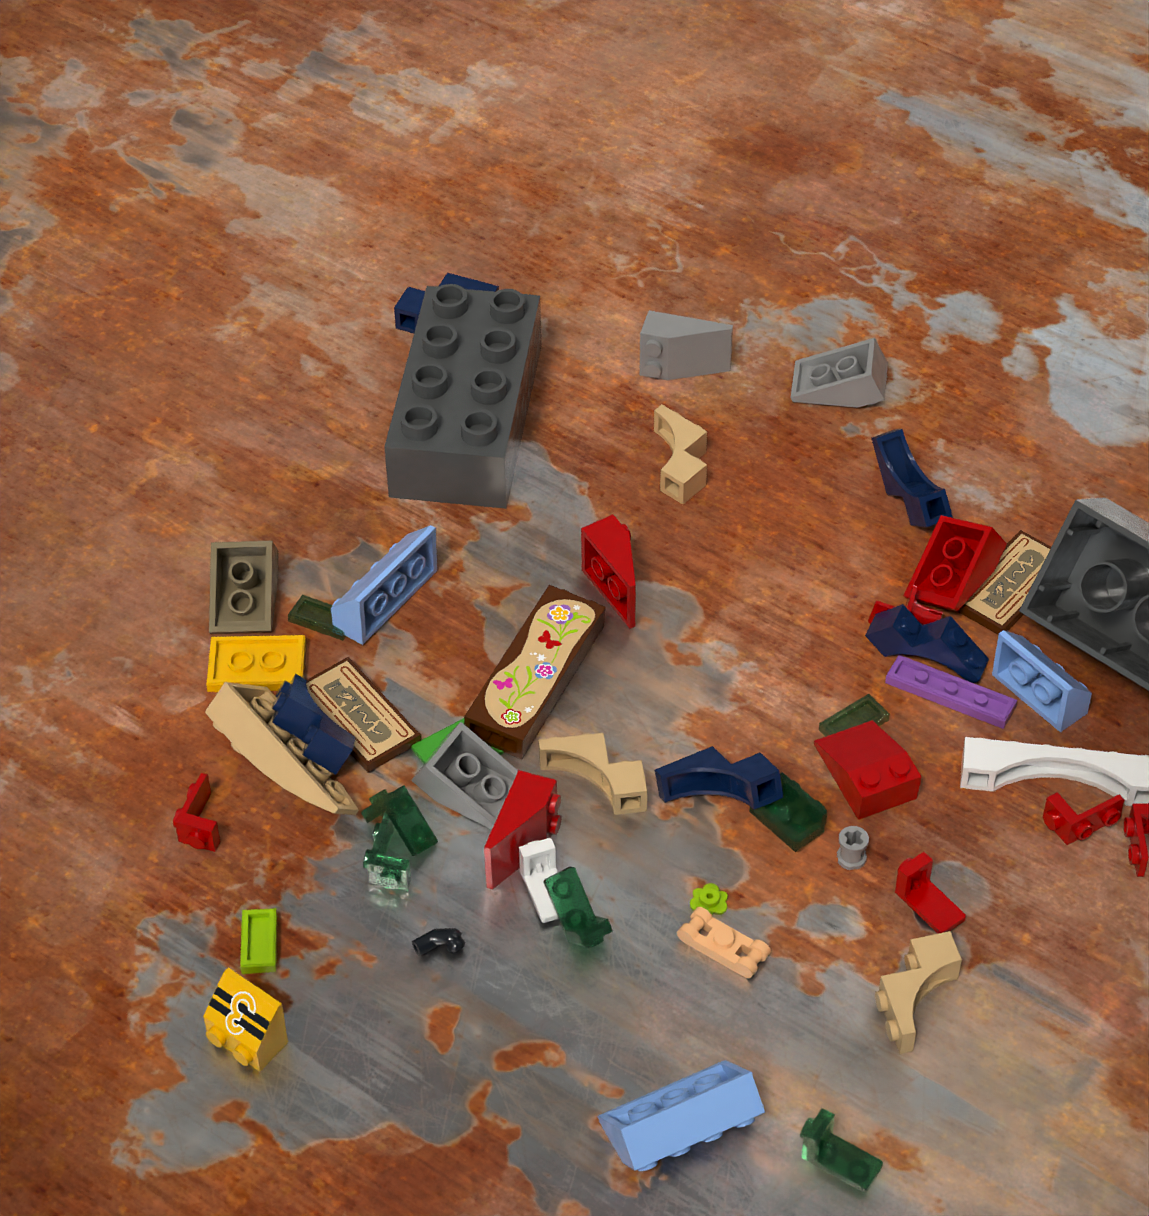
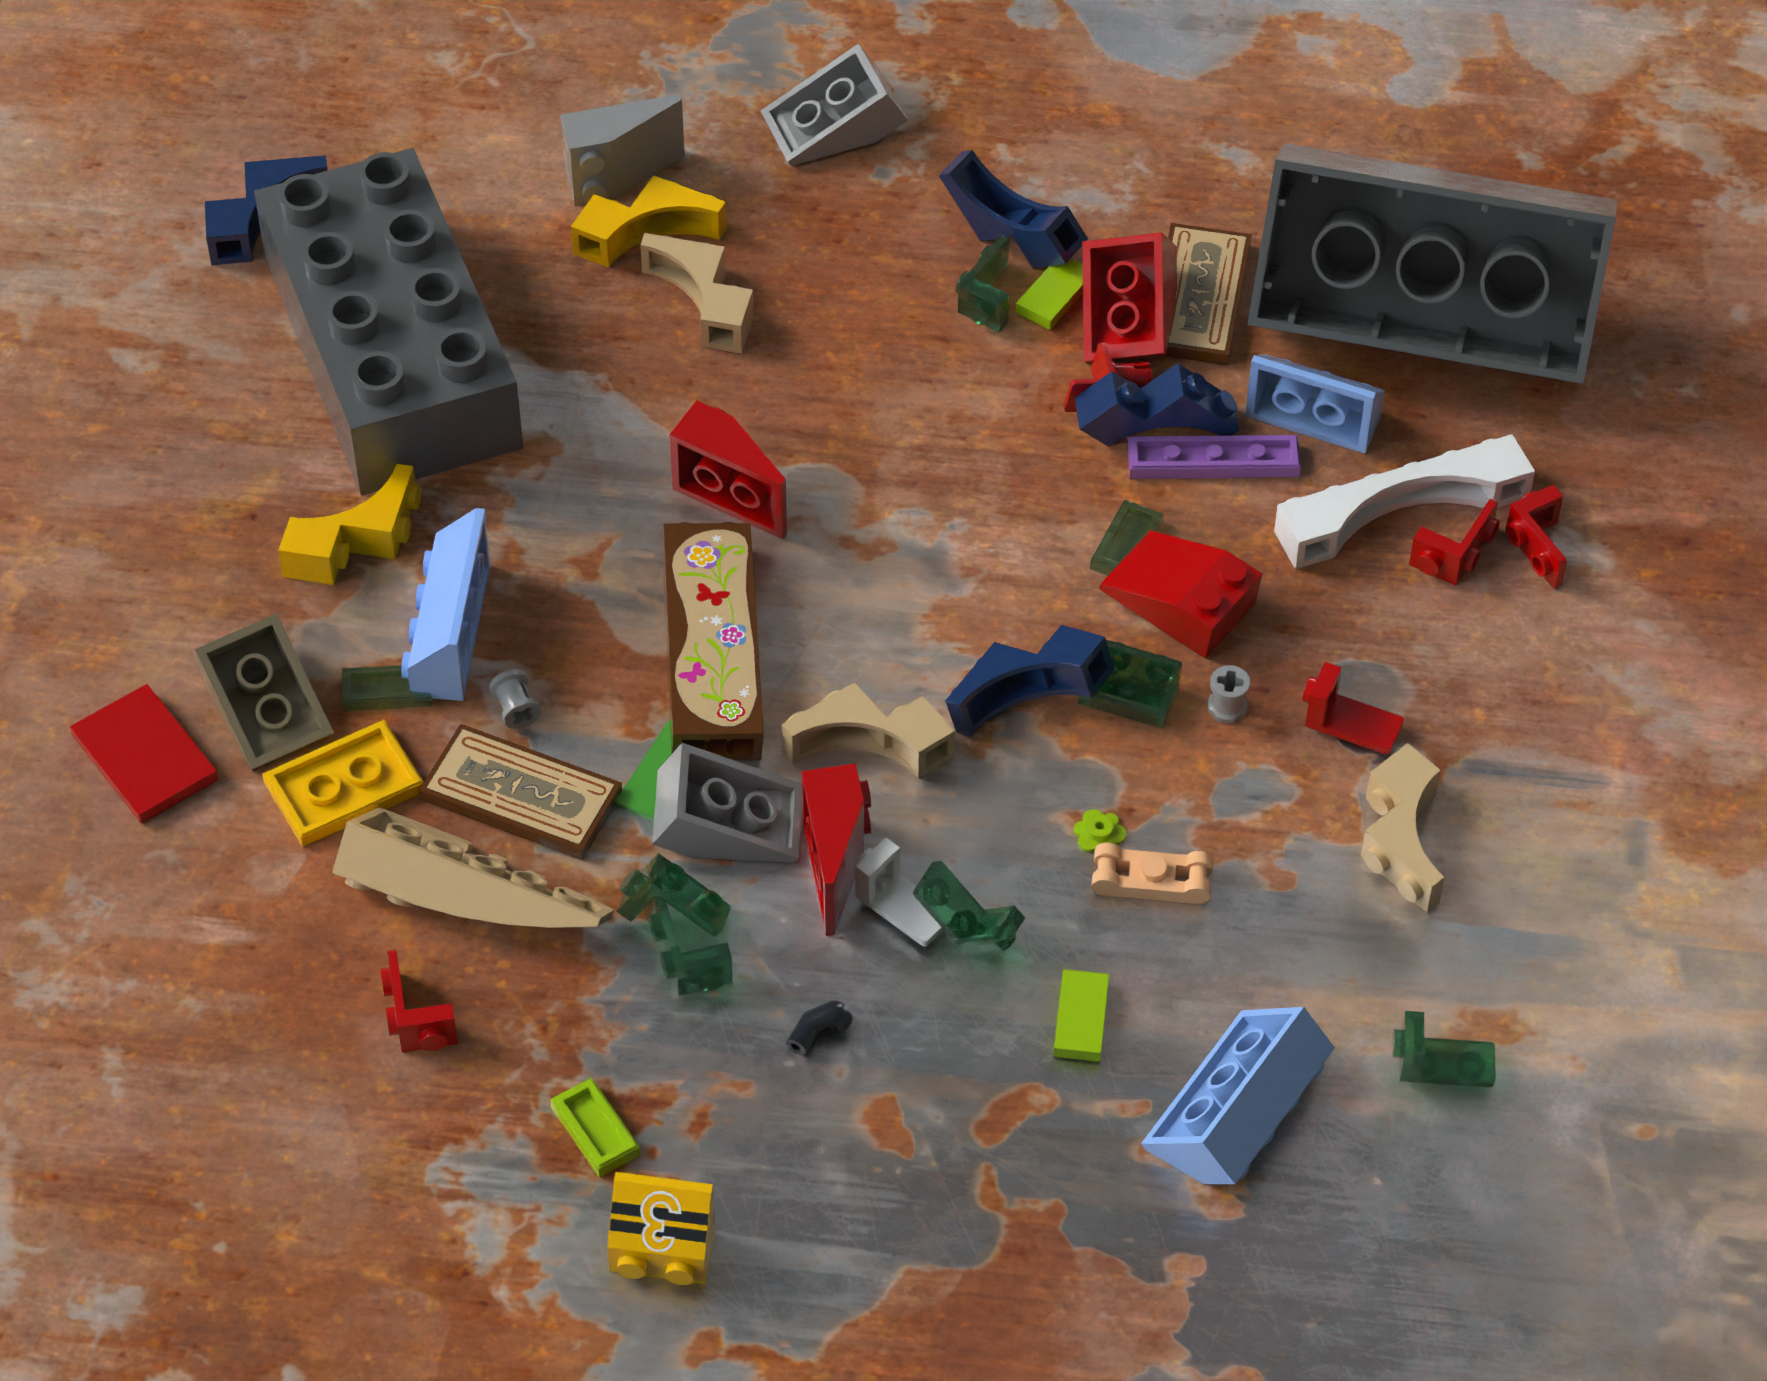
camera: 30 degrees left, 5 degrees up
(153, 596) = (144, 753): none -> red tile
(299, 715) = (466, 825): dark blue arch -> none
(379, 517) = (321, 545): none -> yellow arch
(391, 655) = (515, 699): none -> light grey bush
(614, 1013) = (1081, 1015): none -> lime tile
(685, 395) = (662, 208): none -> yellow arch
(858, 519) = (976, 295): none -> clear green bracket
(906, 545) = (1052, 294): none -> lime tile

